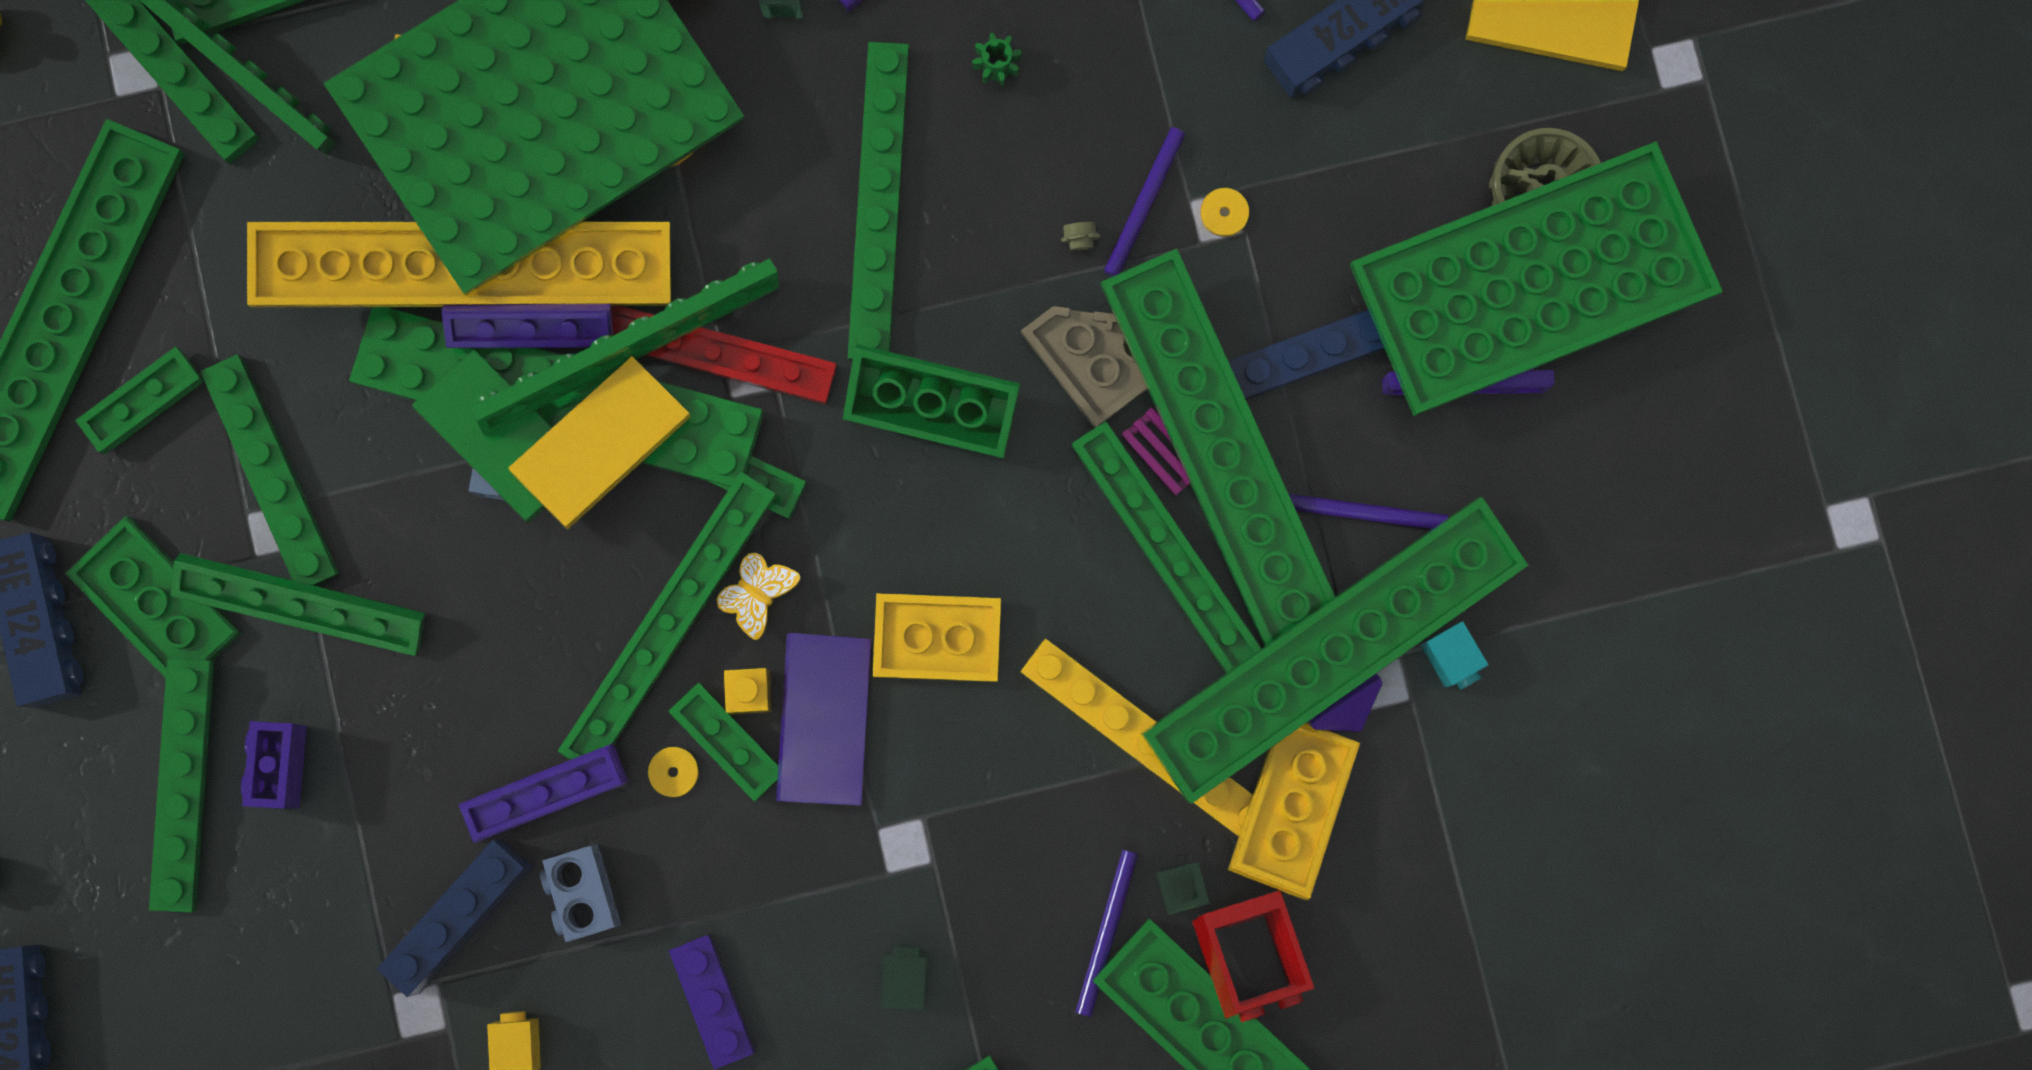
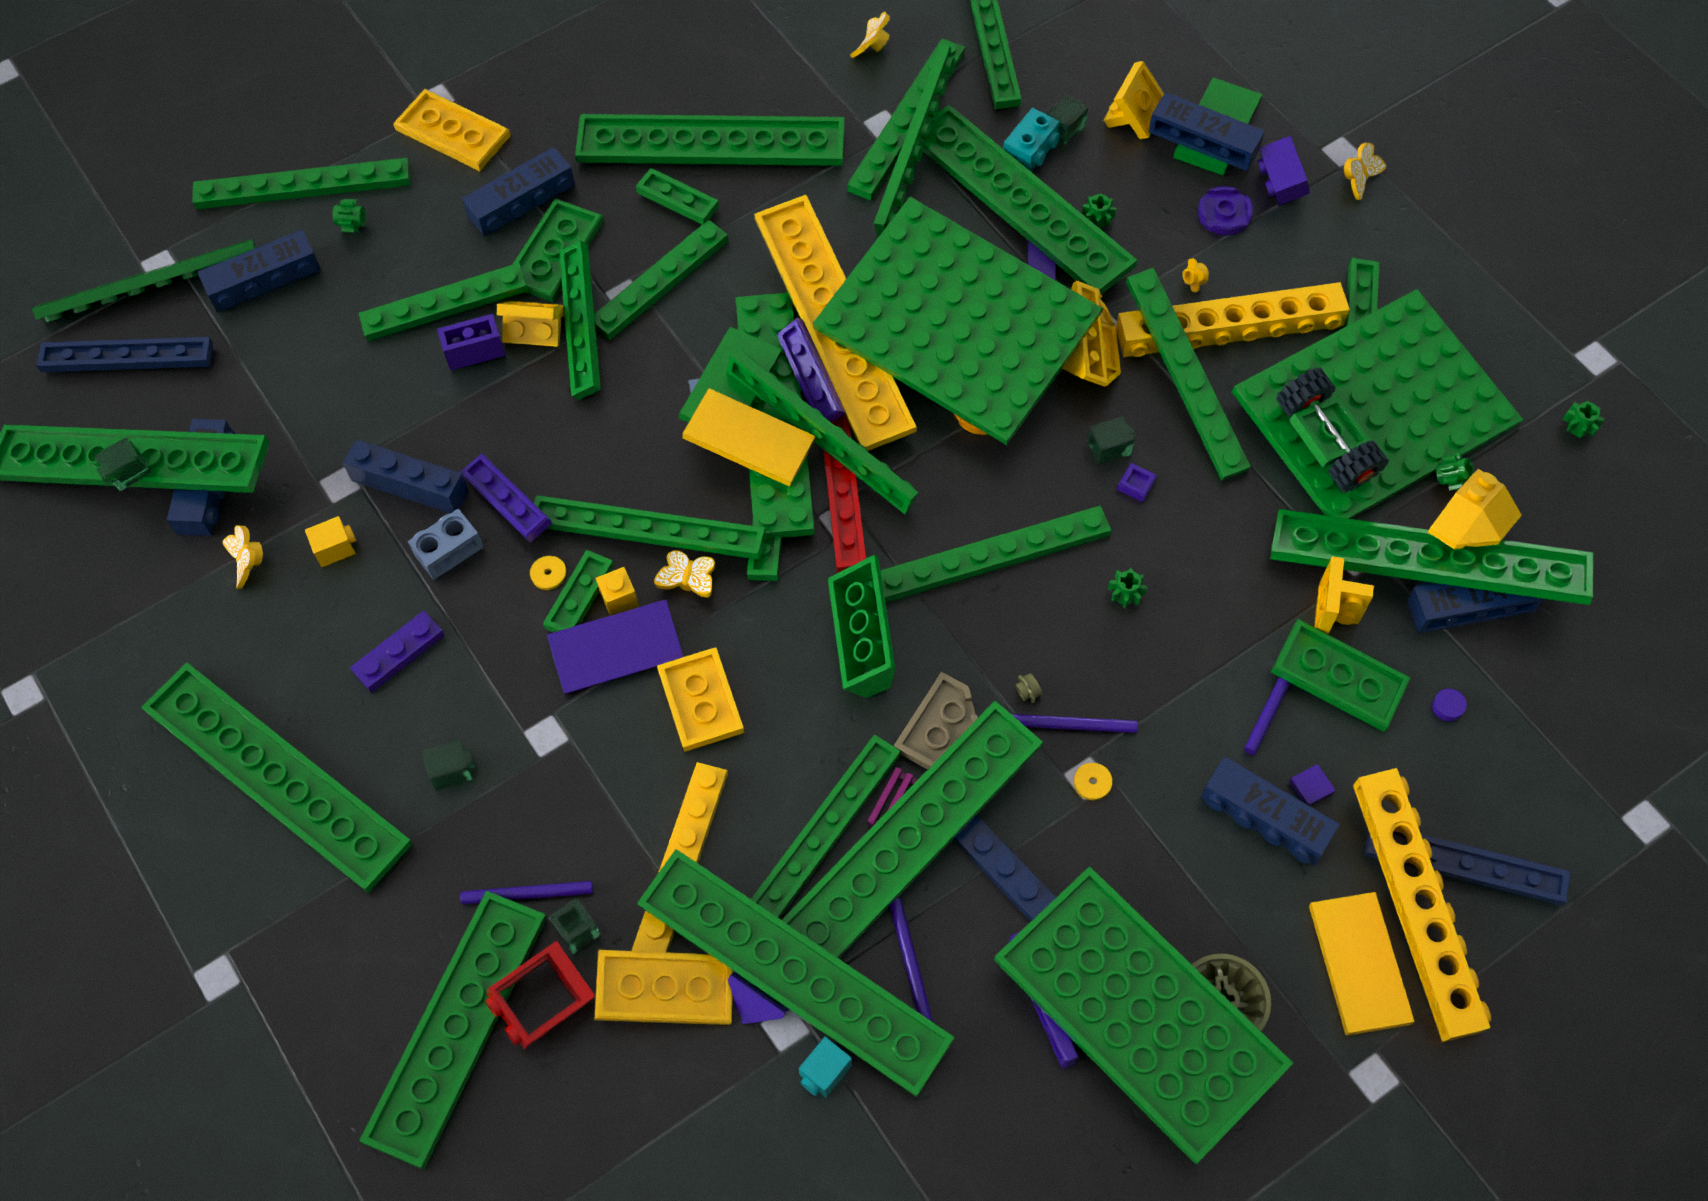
camera: 70 degrees right, 20 degrees down
(270, 671) = (531, 323): none -> yellow bracket

